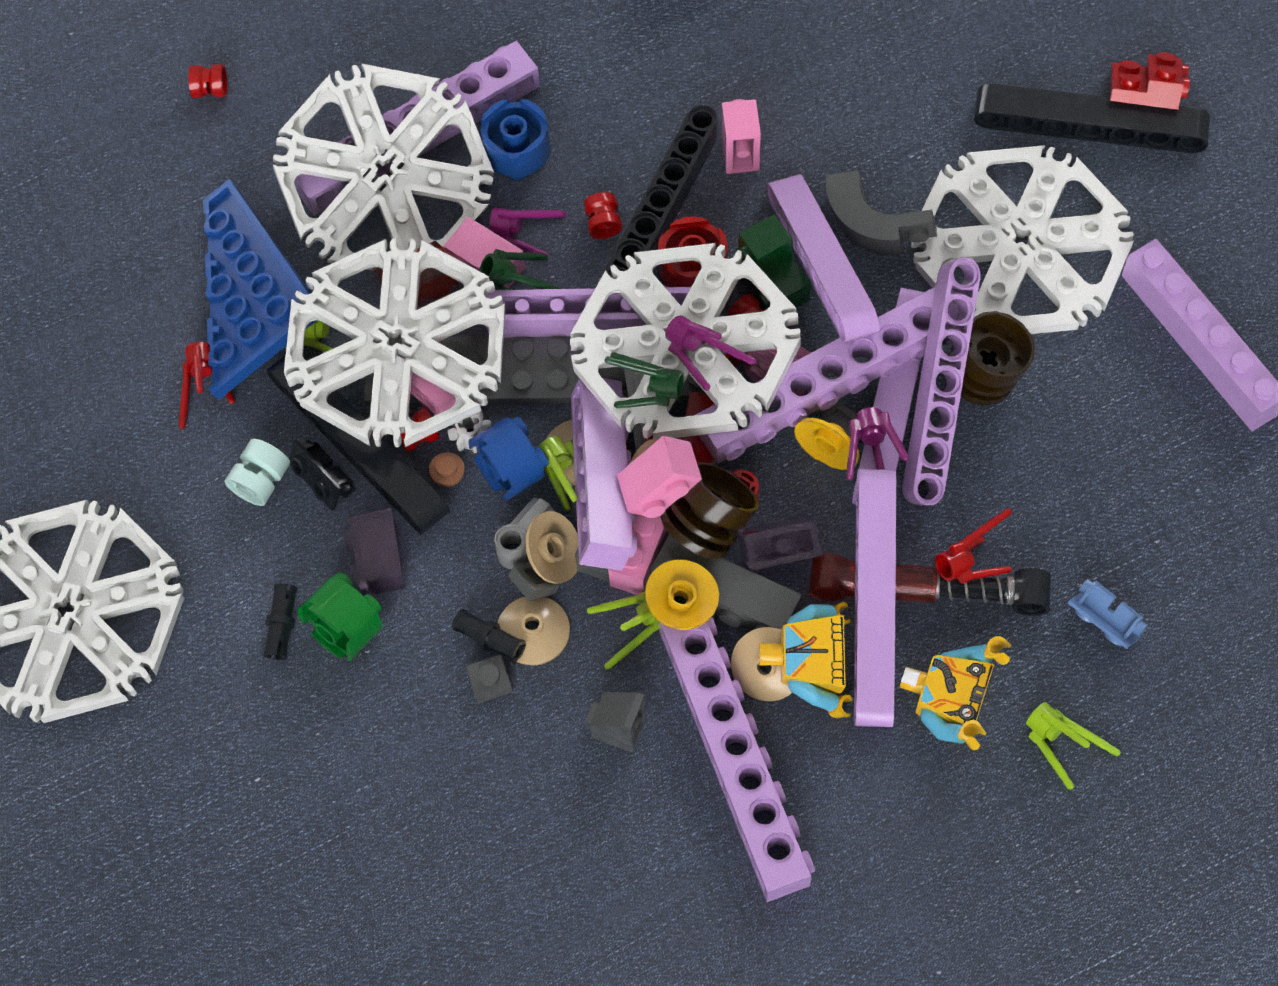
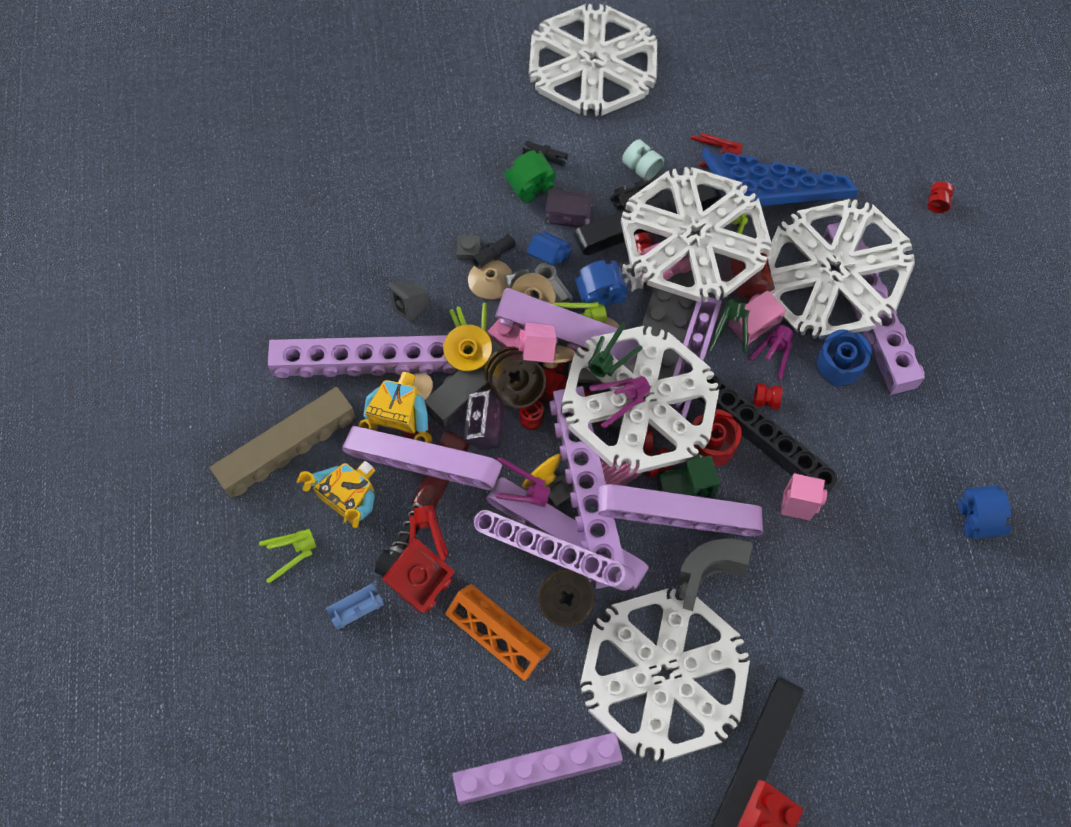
camera: 105 degrees right, 0 degrees up
(446, 469) = (612, 254): nougat plate -> none
(468, 546) = (549, 248): none -> blue brick
(916, 810) = (283, 442): none -> dark tan brick
(1038, 543) = (418, 576): none -> red plate
(1050, 431) = (518, 638): none -> orange fence

